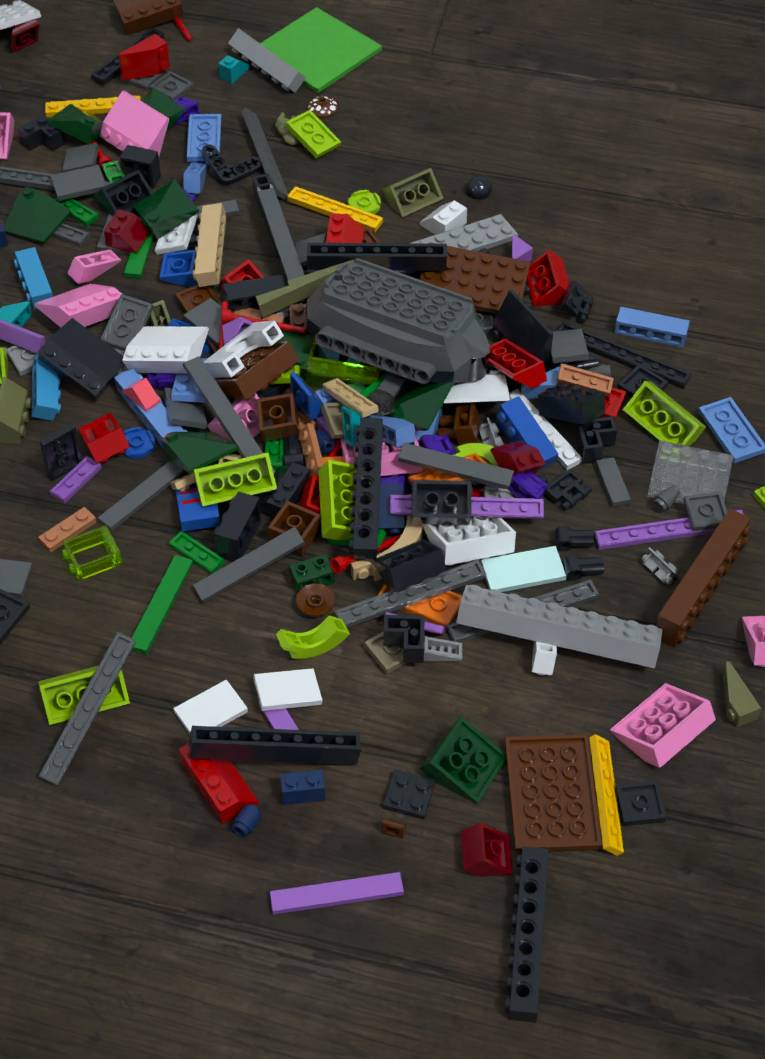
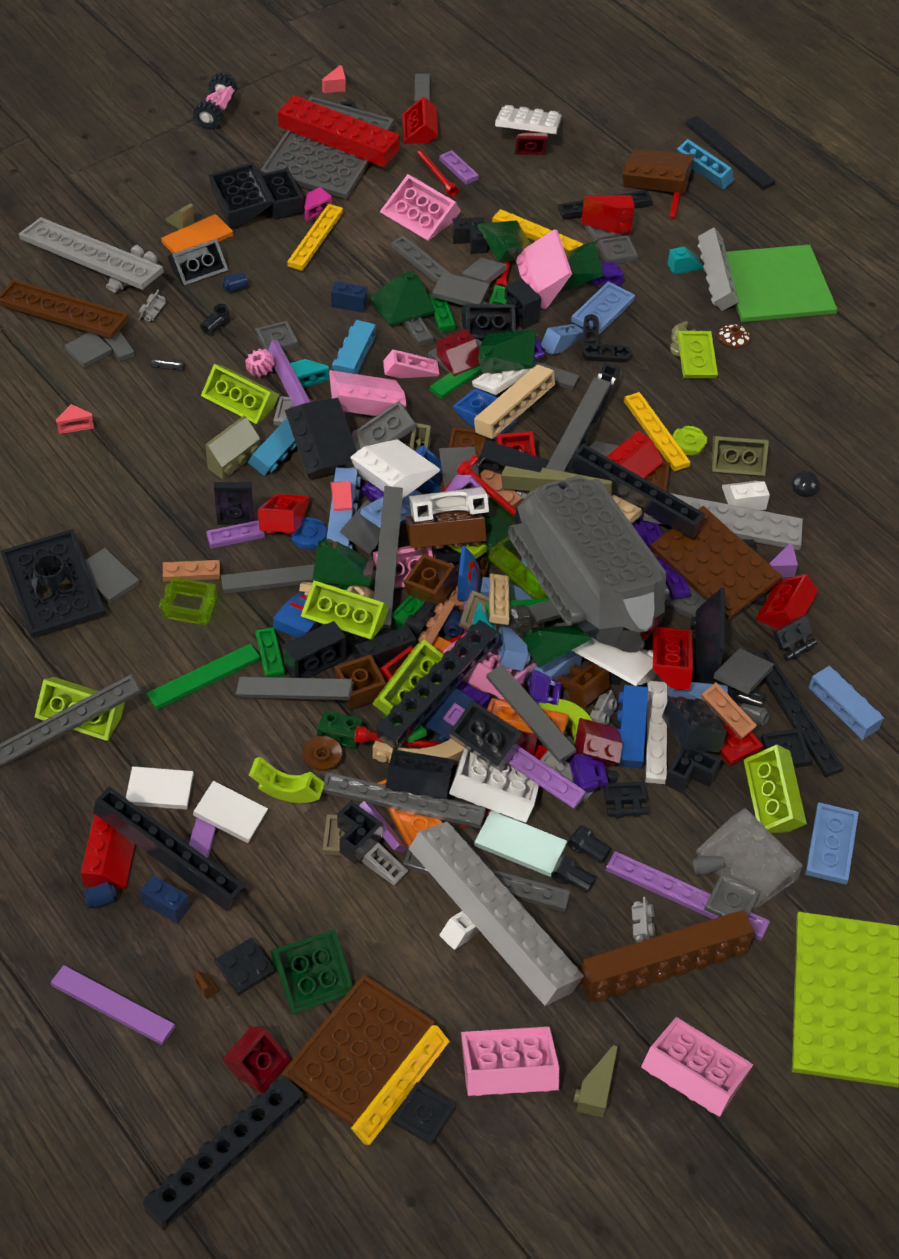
camera: 35 degrees right, 0 degrees up
(264, 152) = (641, 349): dark grey tile -> none
(613, 482) = (675, 819): dark grey tile -> none

